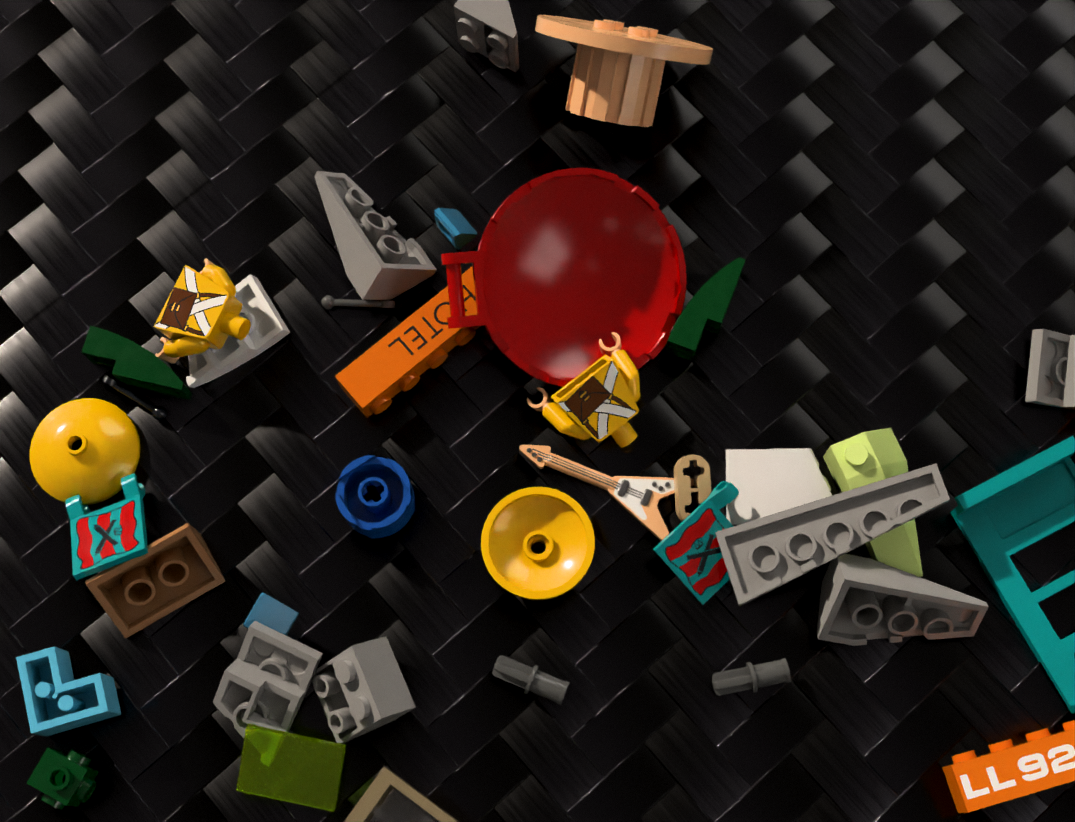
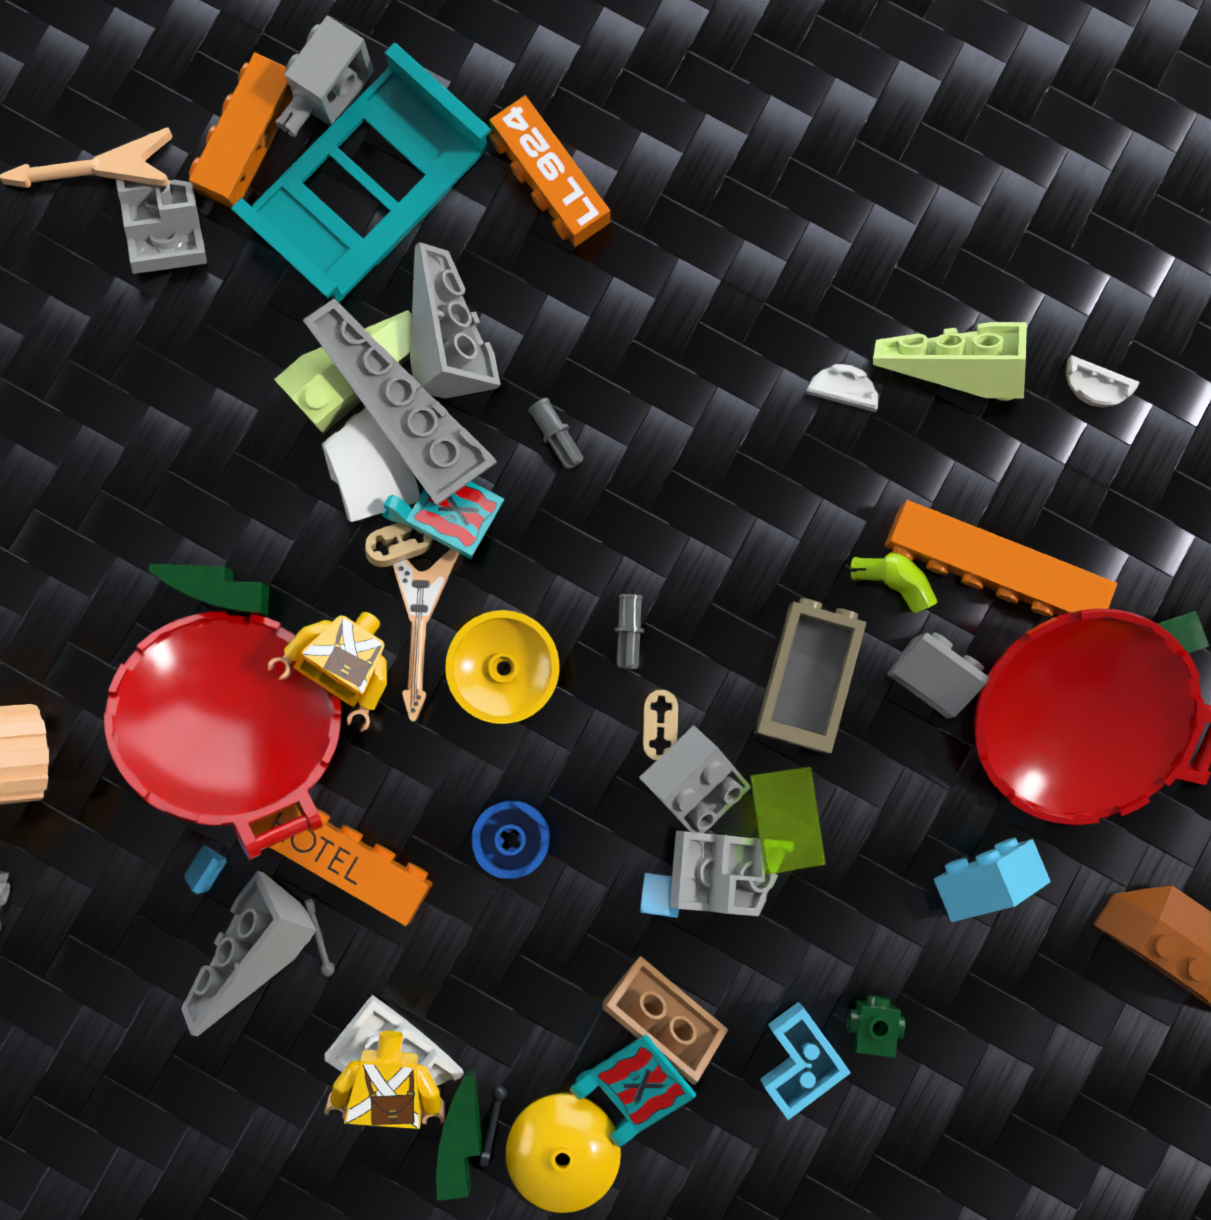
camera: 115 degrees left, 10 degrees up
(433, 668) = (650, 722): none -> tan beam

